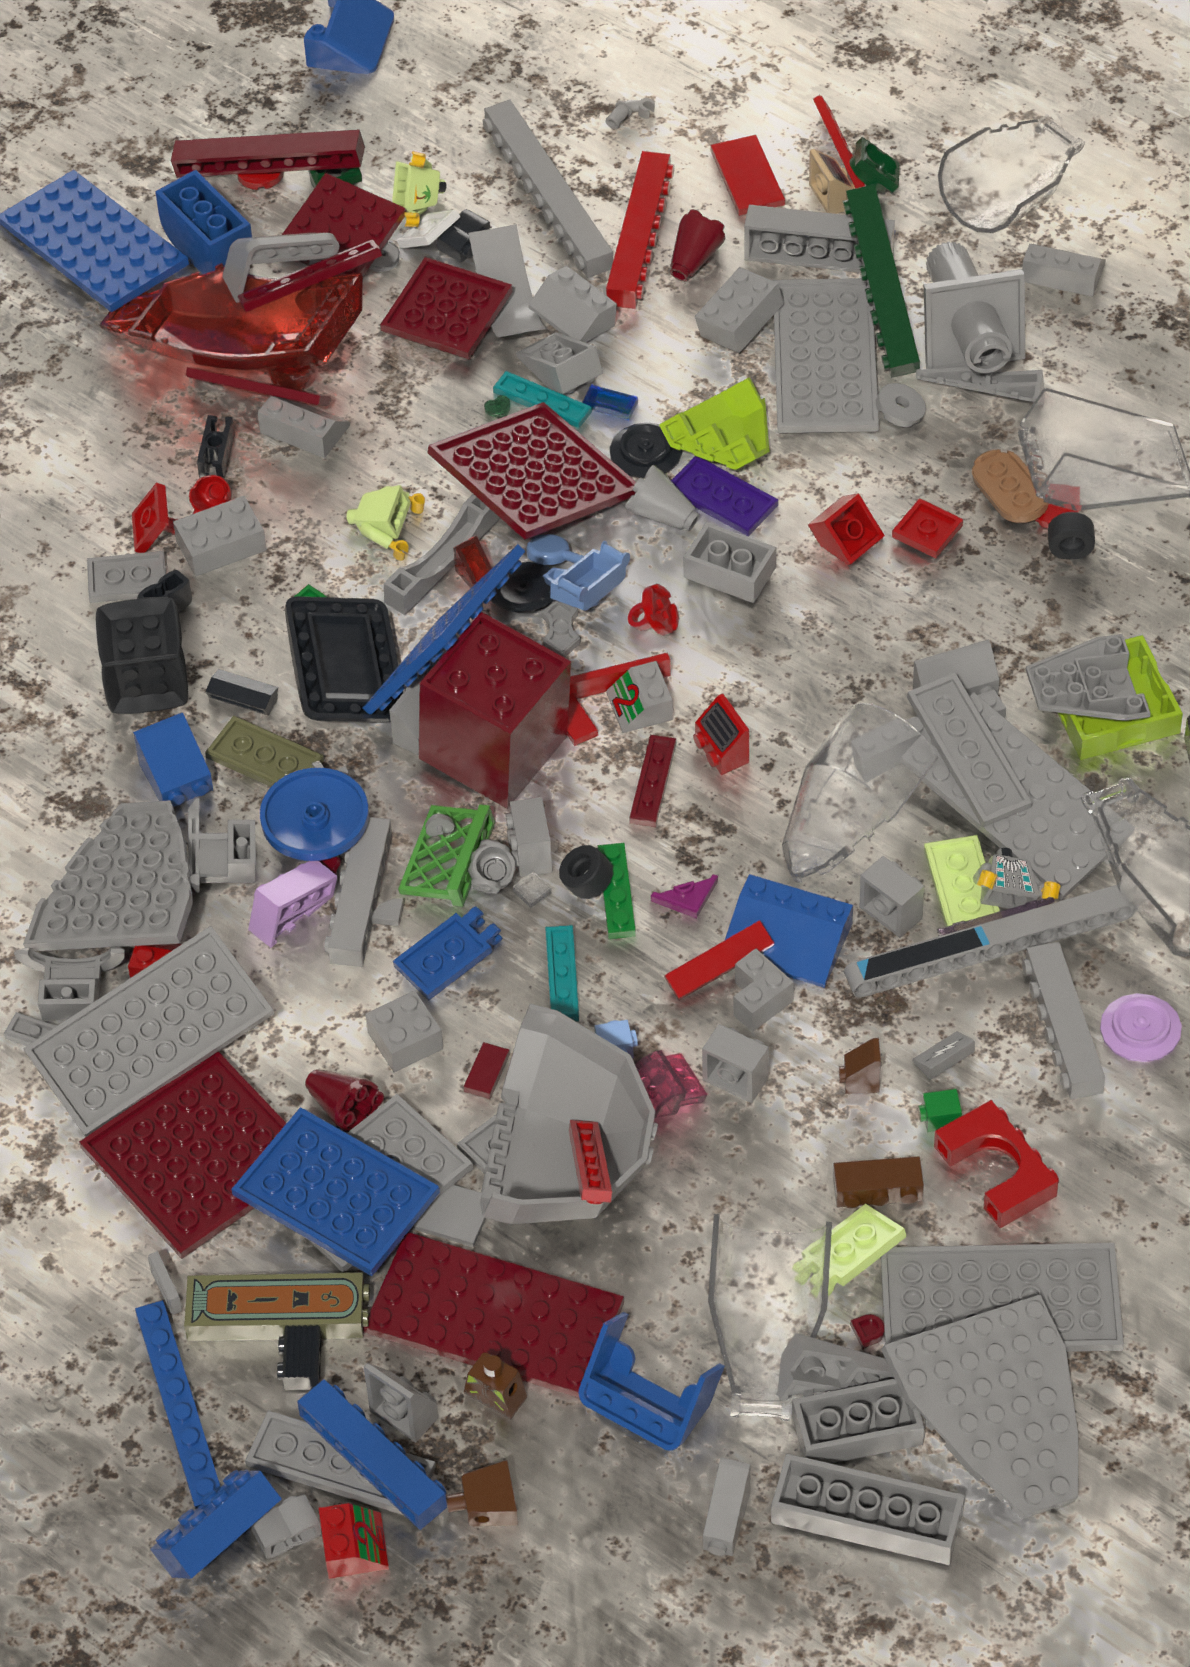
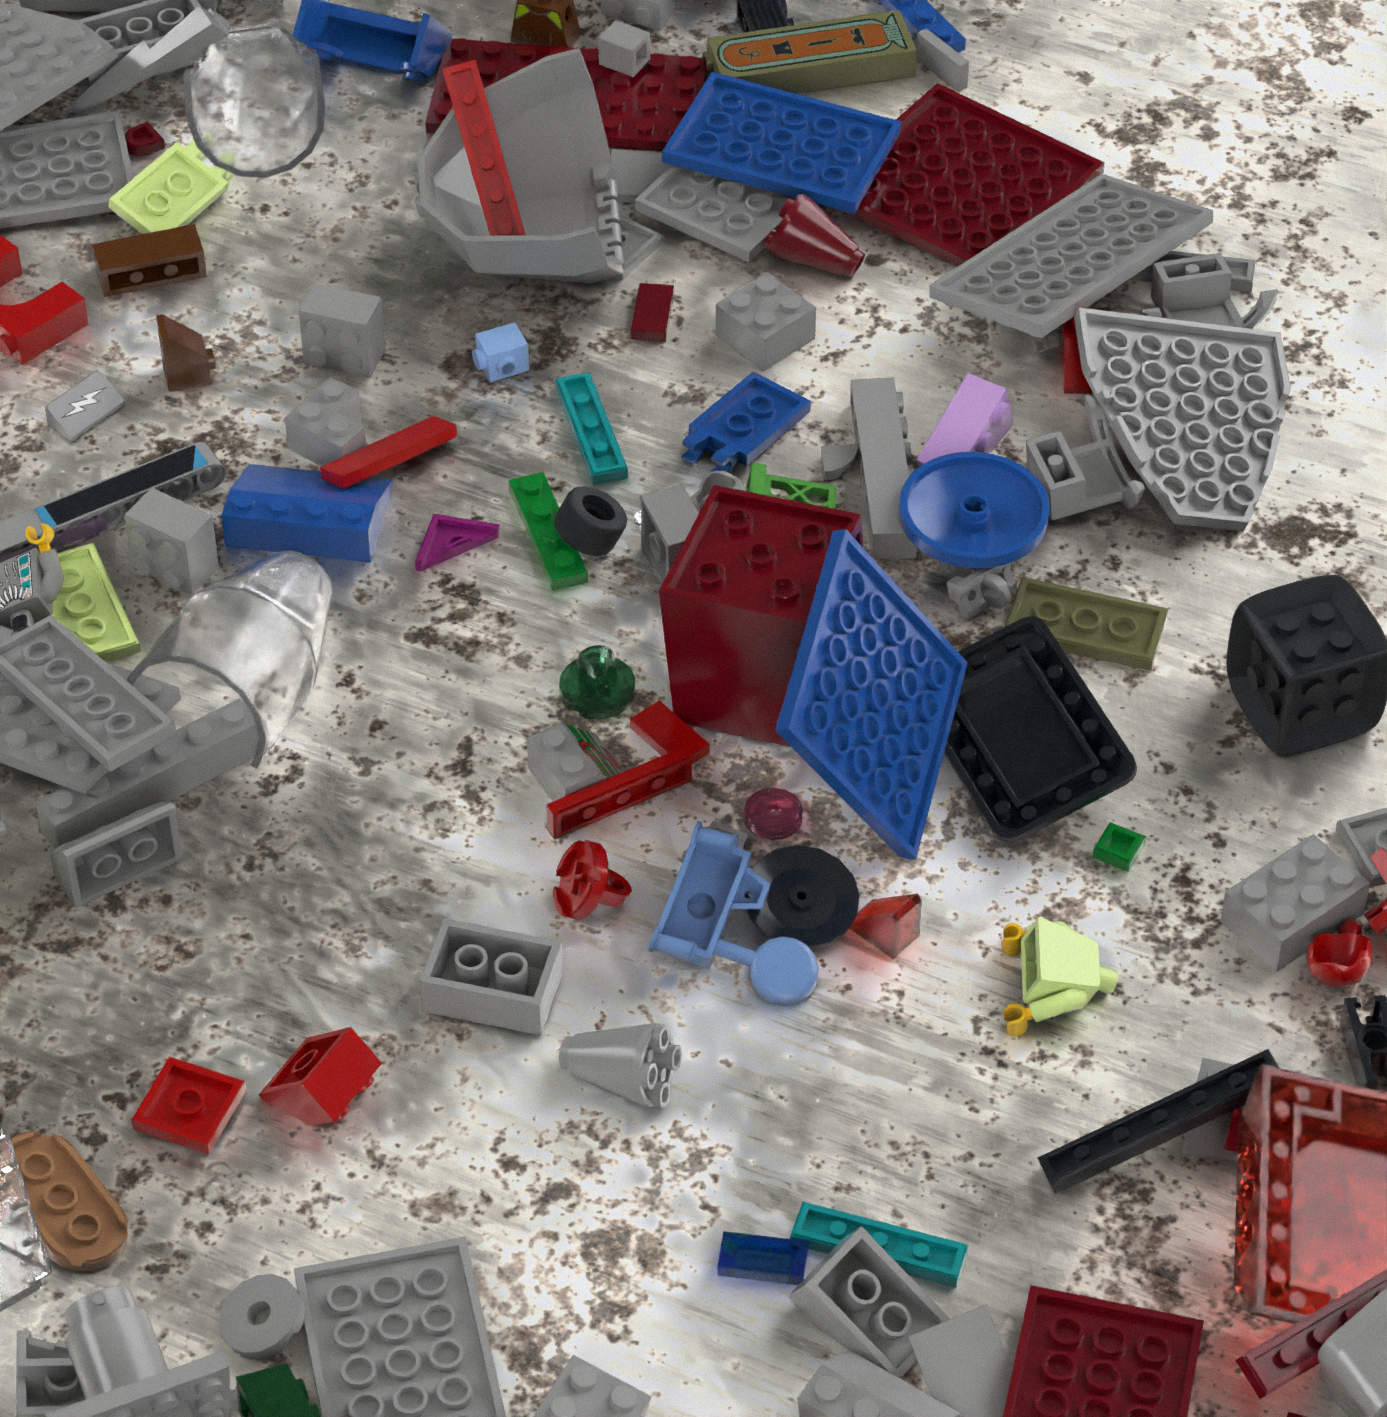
camera: 165 degrees right, 5 degrees down
(172, 760) = (1201, 570): blue slope -> none
(173, 586) = (1326, 785): black brick -> none
(242, 692) = (1154, 691): black piece -> none
(361, 407) = (1152, 1124): none -> black tile
(413, 581) = (920, 971): light grey arch -> none
(436, 1319) = (624, 48): none -> light grey brick
(499, 407) = (948, 1219): clear green piece -> none
(533, 470) = (841, 1062): dark red plate -> none
(612, 762) = (597, 684): none -> clear green tile
(641, 447) = (679, 1186): black piece -> none
(652, 781) = (534, 673): dark red tile -> none
(669, 1082) = (424, 320): clear pink brick -> none
(722, 736) = (443, 719): red slope -> none
(723, 428) = (554, 1207): lime panel -> none
(724, 495) = (534, 1119): dark purple tile -> none
(939, 1109) = (81, 339): green brick -> none

